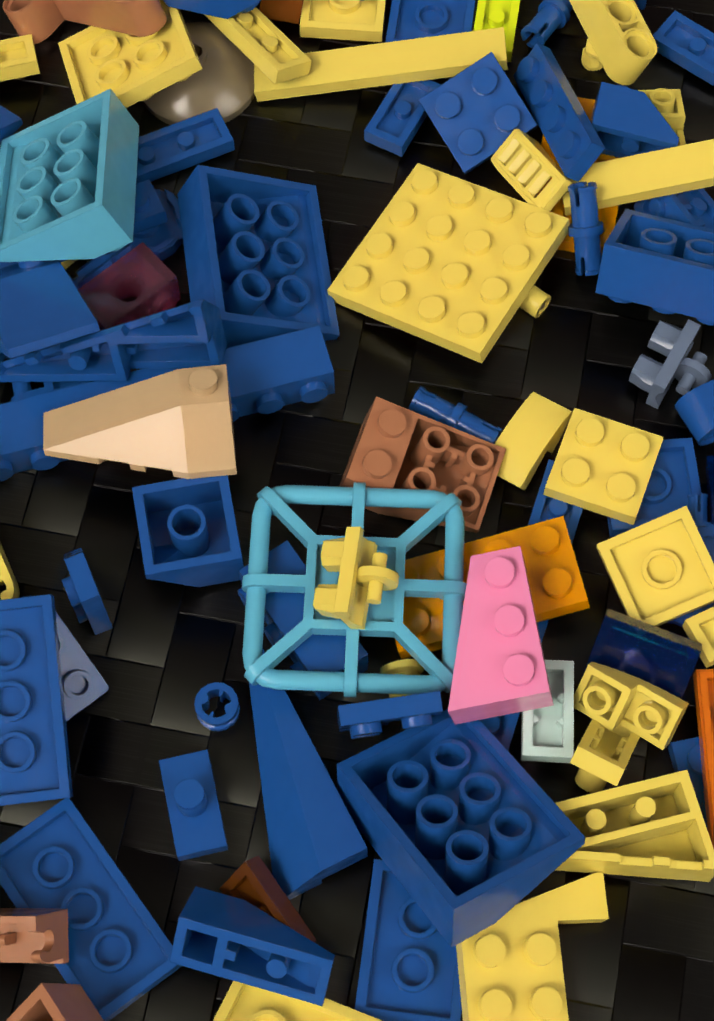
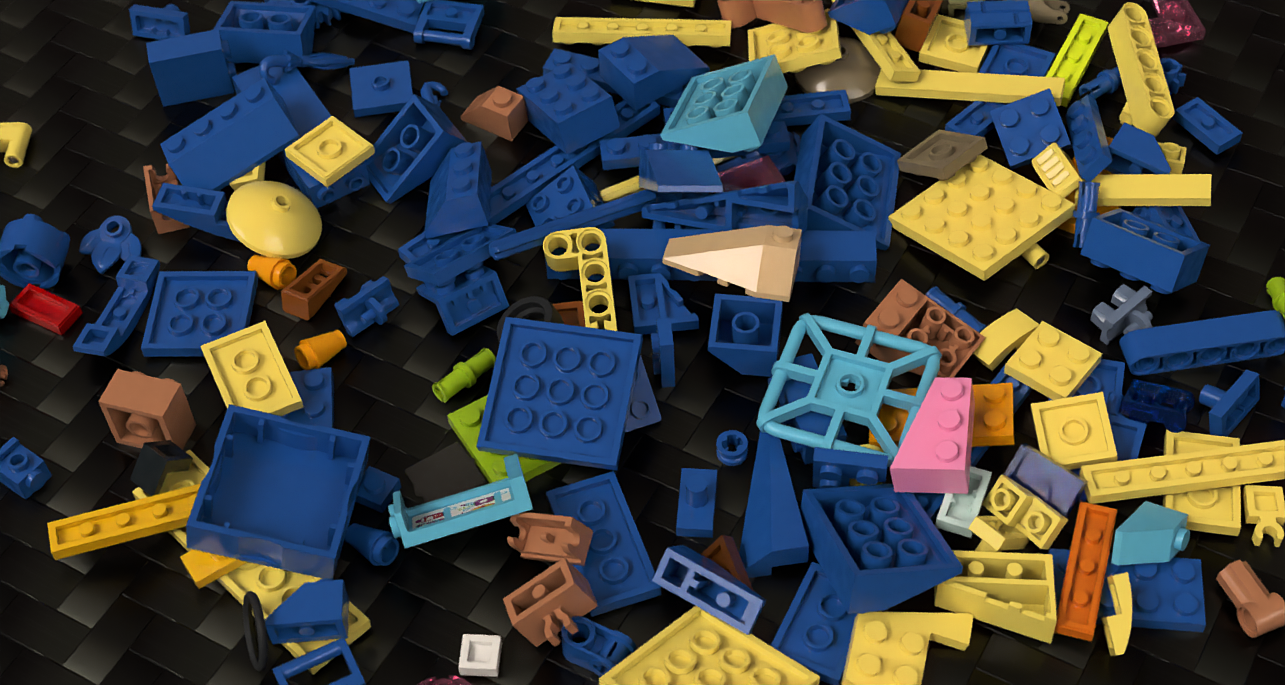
camera: 20 degrees right, 15 degrees down
(54, 514) = (654, 299): none -> blue wing
(360, 579) = (852, 376): light yellow hips -> none
(373, 179) = (942, 154): none -> dark tan plate

